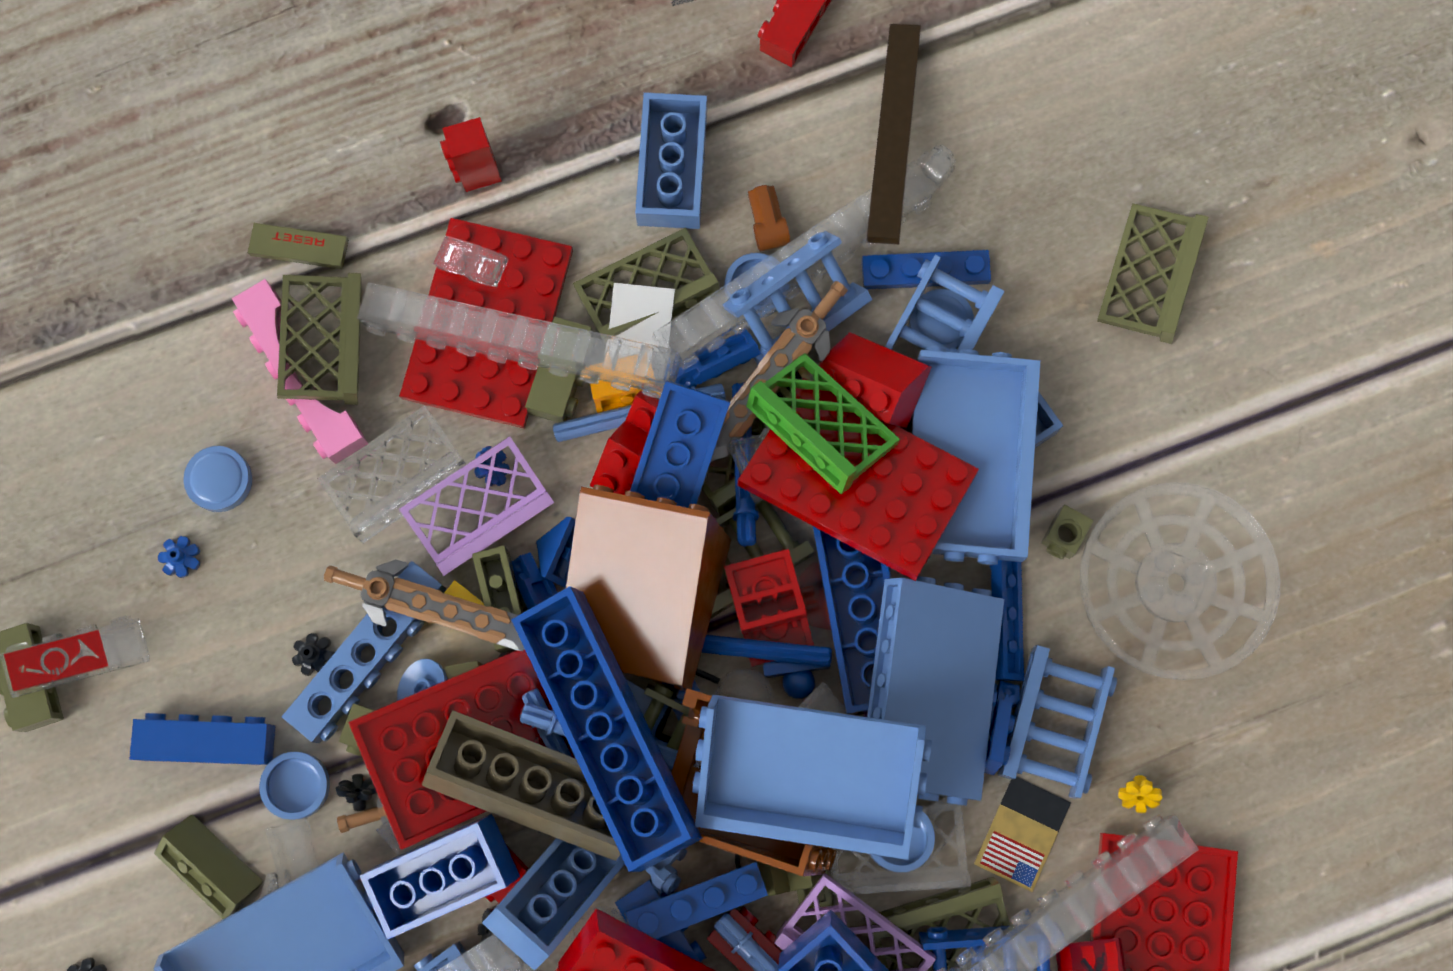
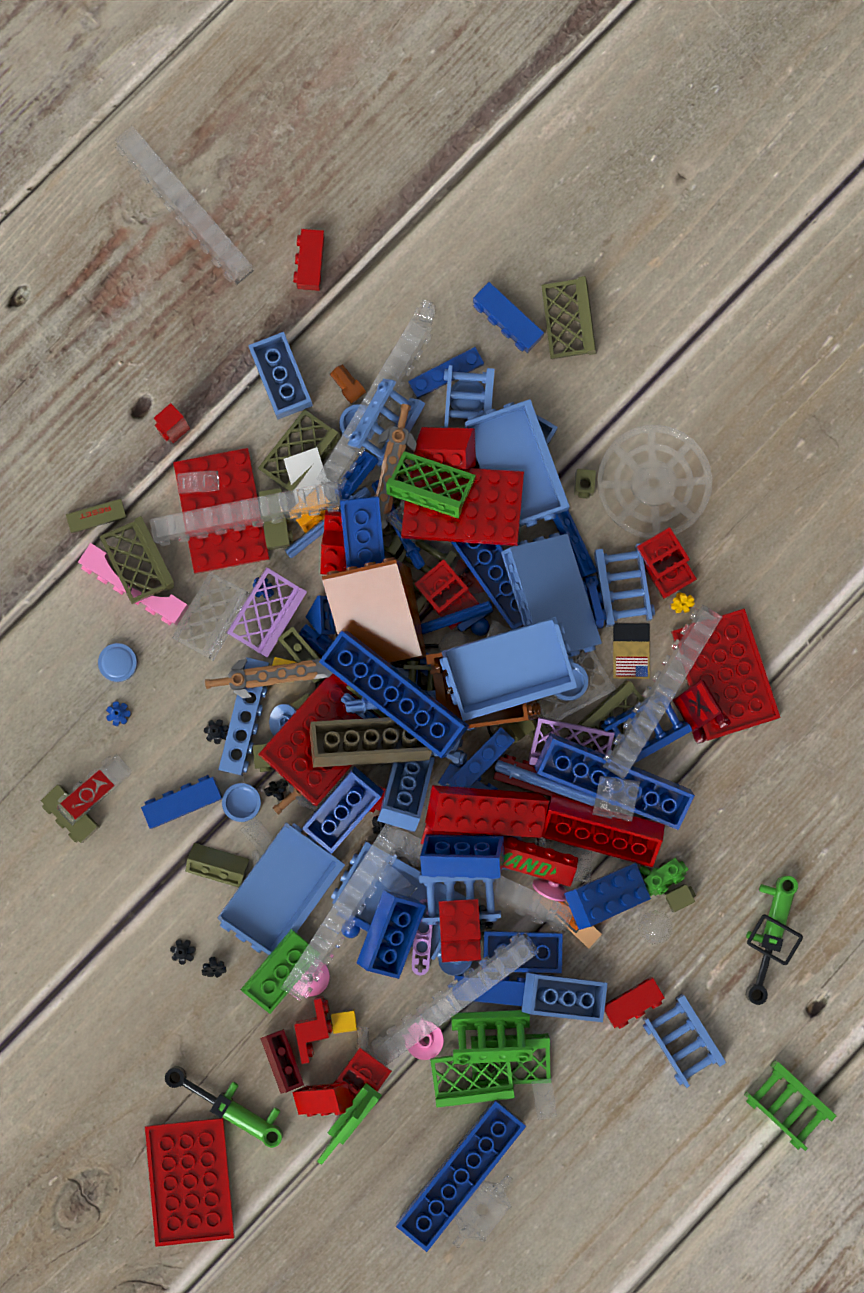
camera: 30 degrees left, 5 degrees up
(894, 135) = (395, 305): dark brown tile -> none
(1058, 228) = (507, 317): none -> blue brick
(1143, 718) = (666, 563): none -> red bracket

